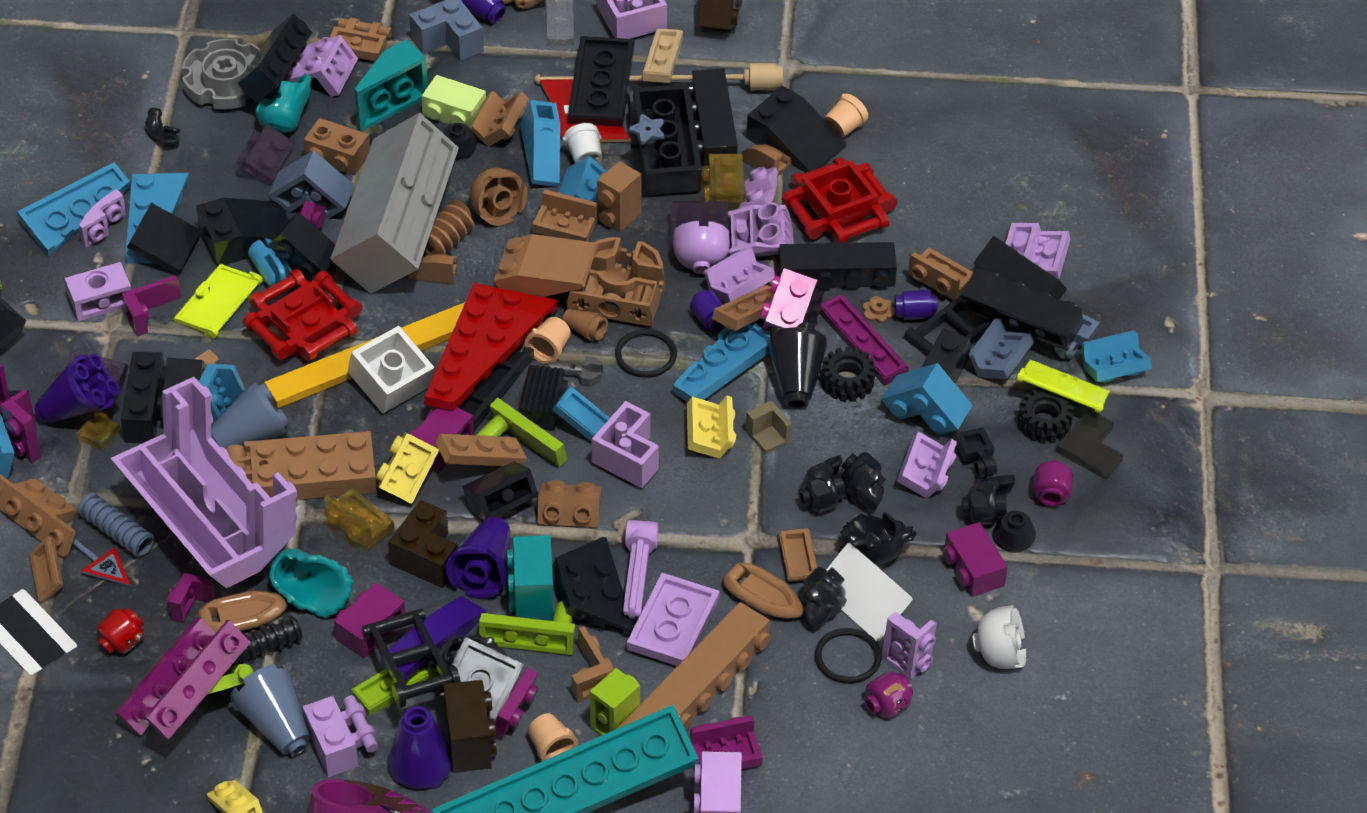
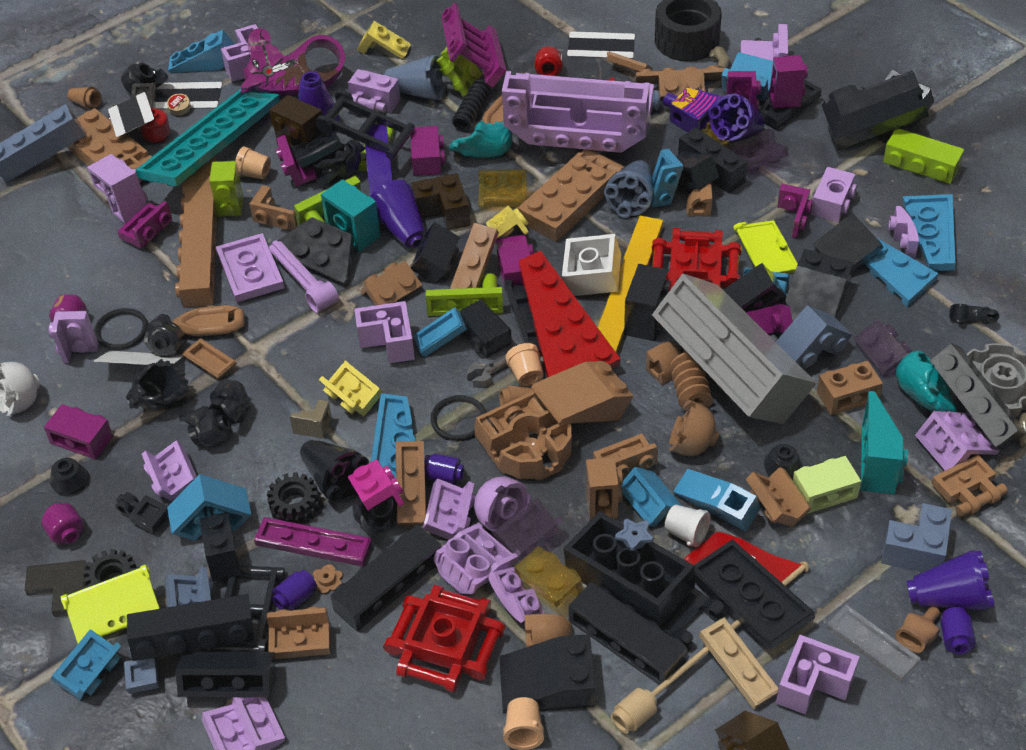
camera: 140 degrees right, 0 degrees up
(76, 463) = (690, 108): none -> dark purple torso
(394, 299) = (643, 297): none -> black brick
(988, 499) = (101, 473): black head -> none

